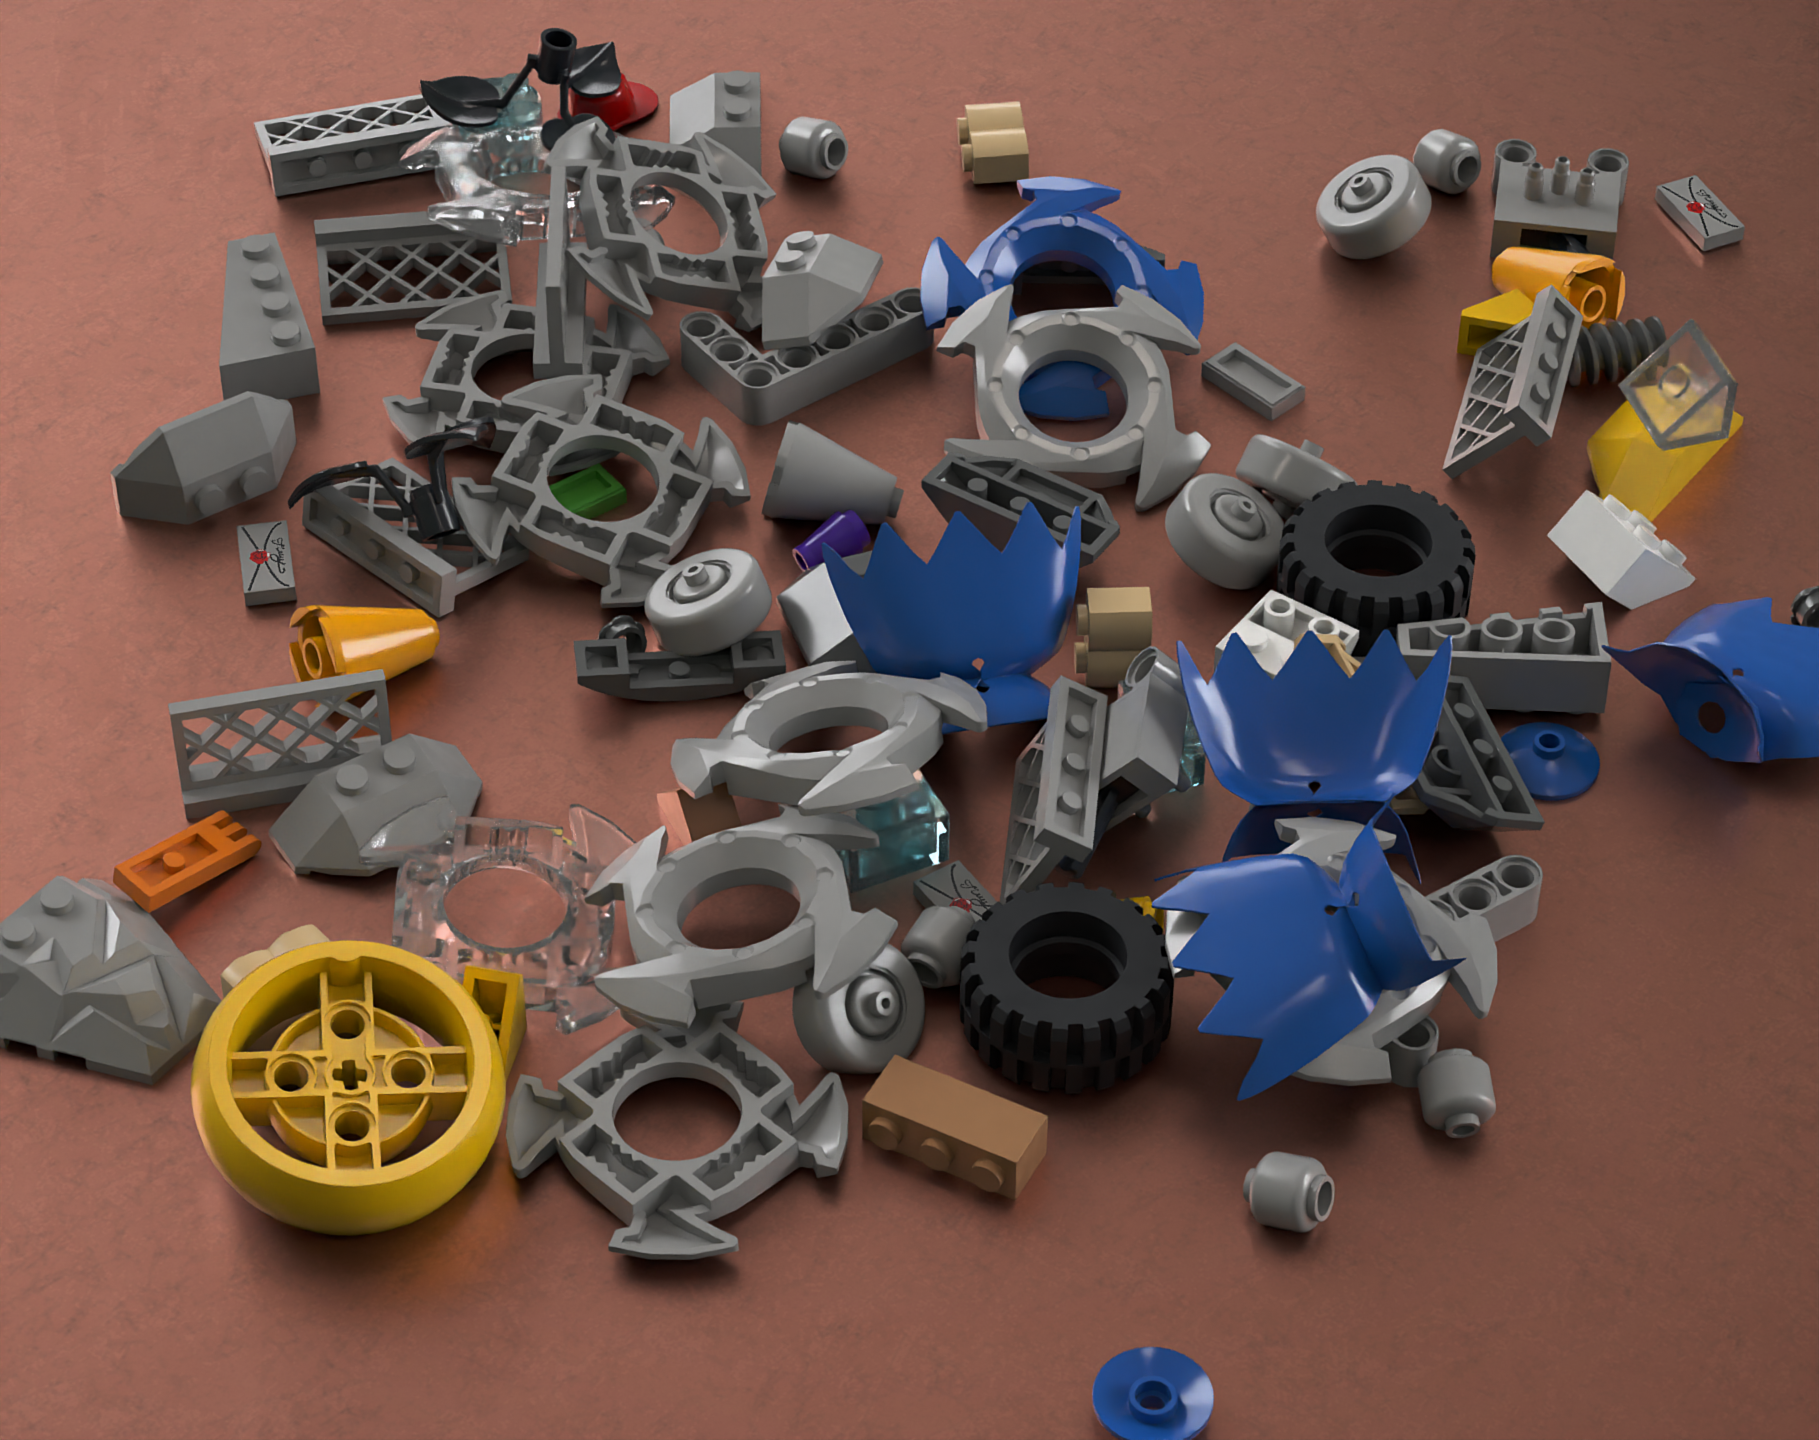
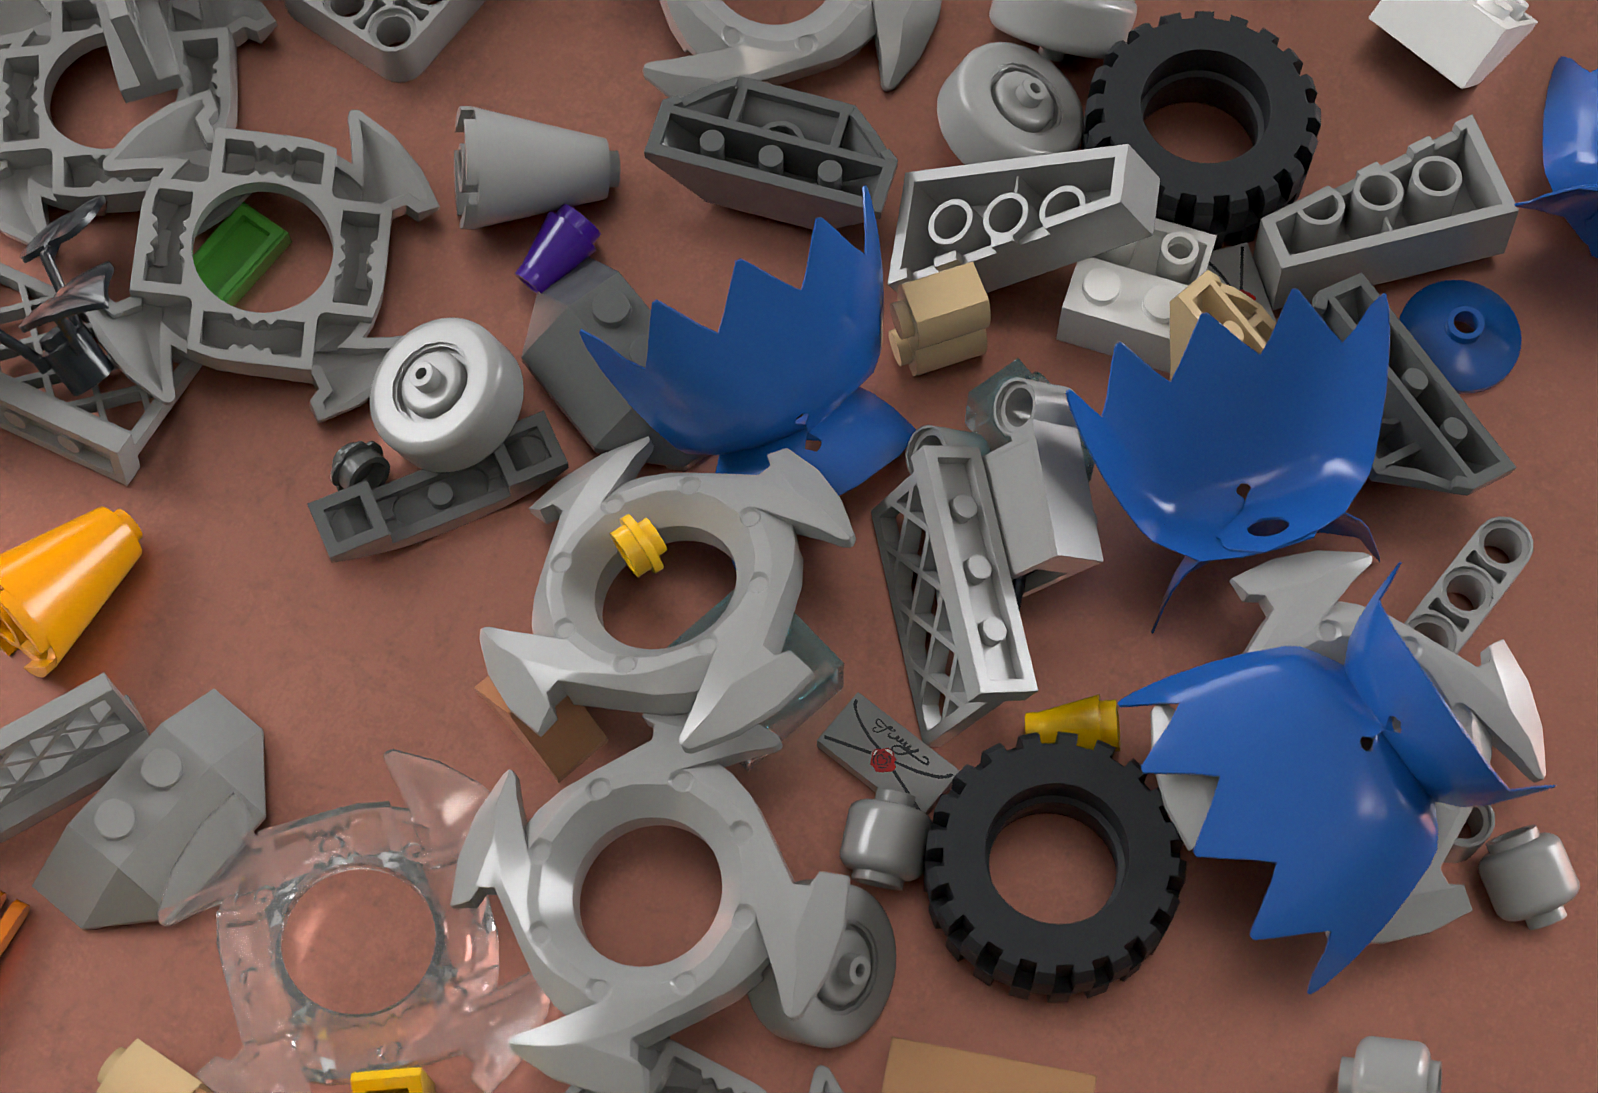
camera: 15 degrees left, 25 degrees up
(818, 704) = (639, 545): none -> yellow plate
(1214, 573) = (1022, 214): none -> light grey wedge

